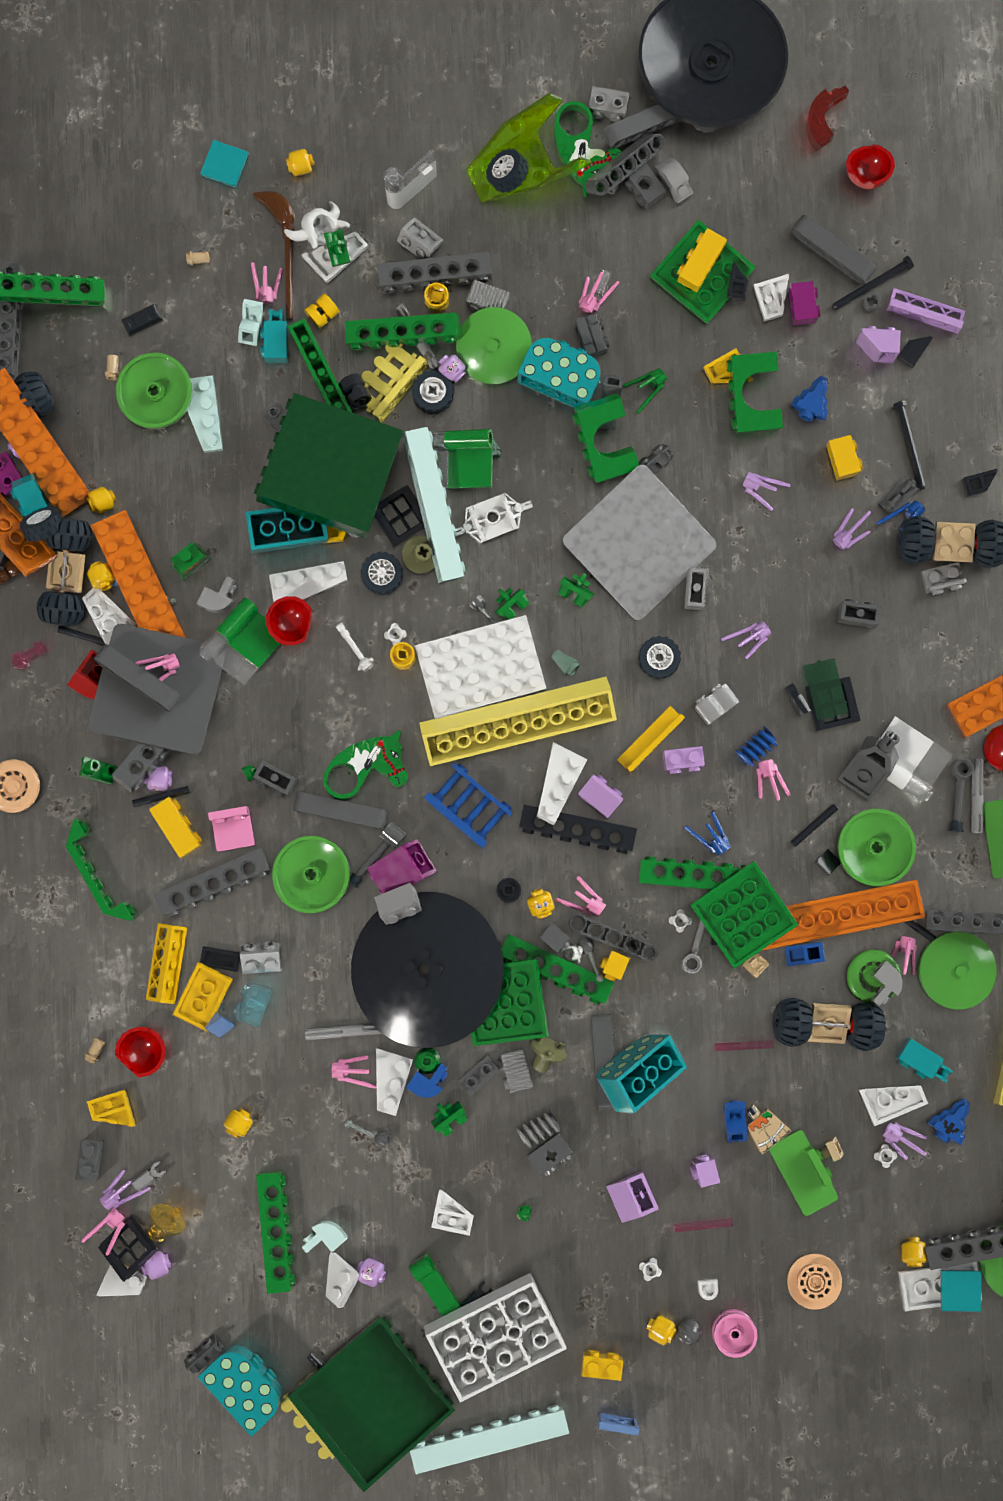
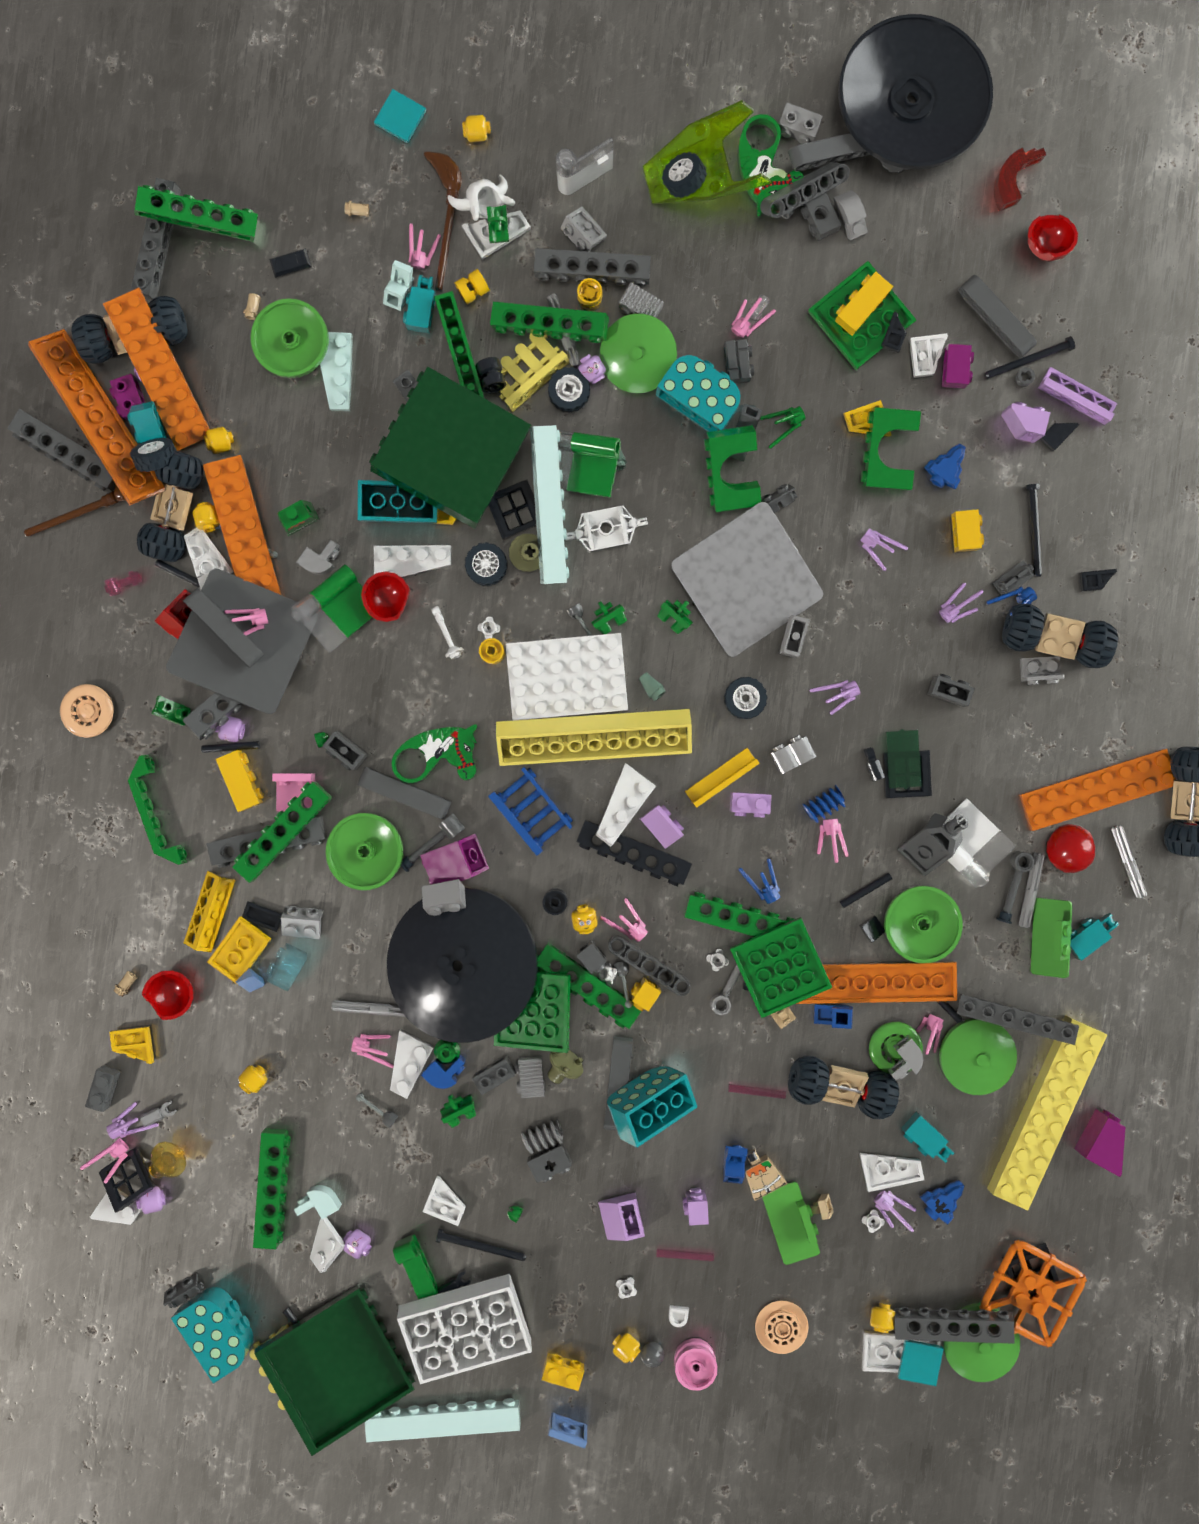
camera: 10 degrees right, 5 degrees up
(204, 912) = (243, 861): none -> green brick
(494, 1253) = (479, 1246): none -> black bar

